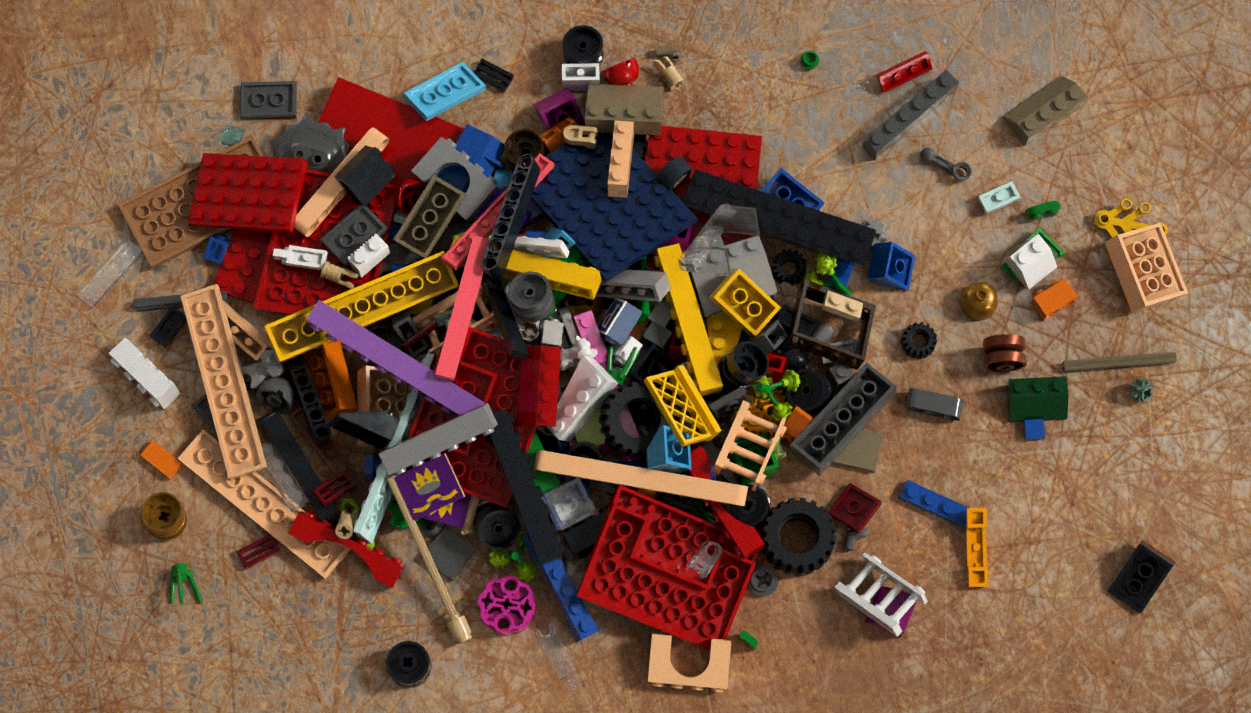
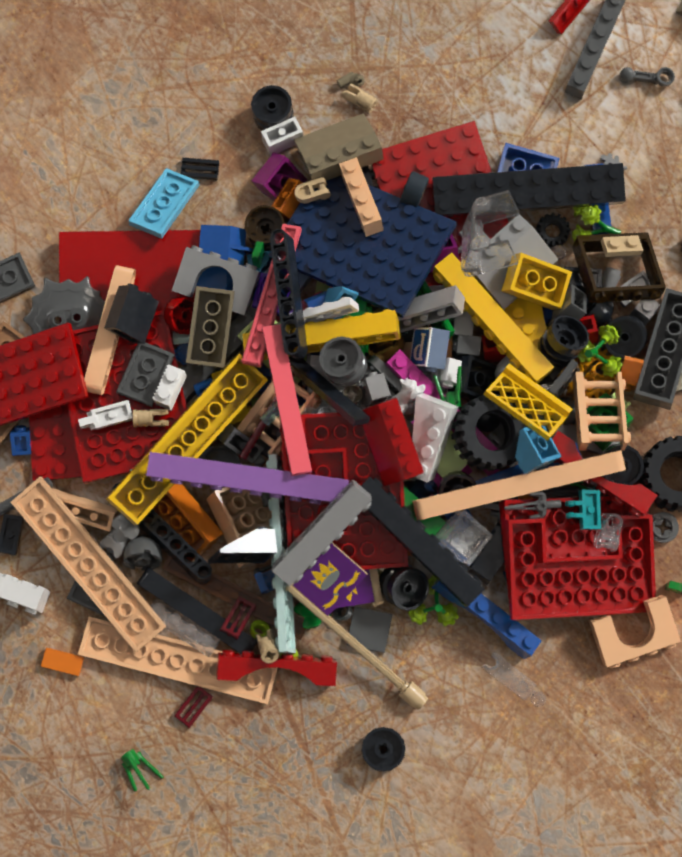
camera: 25 degrees left, 5 degrees up
(160, 506) = (80, 713): pearl gold wheel -> none
(505, 172) = (258, 254): none -> green tile
(515, 624) = (461, 667): dark pink connector -> none
(622, 73) = (318, 116): red cylinder -> none
(651, 503) = (539, 505): none -> dark grey piece
(696, 528) = (588, 510): none -> teal hinge
(809, 60) = (481, 32): green plate -> none
(891, 266) = (643, 190): blue slope -> none

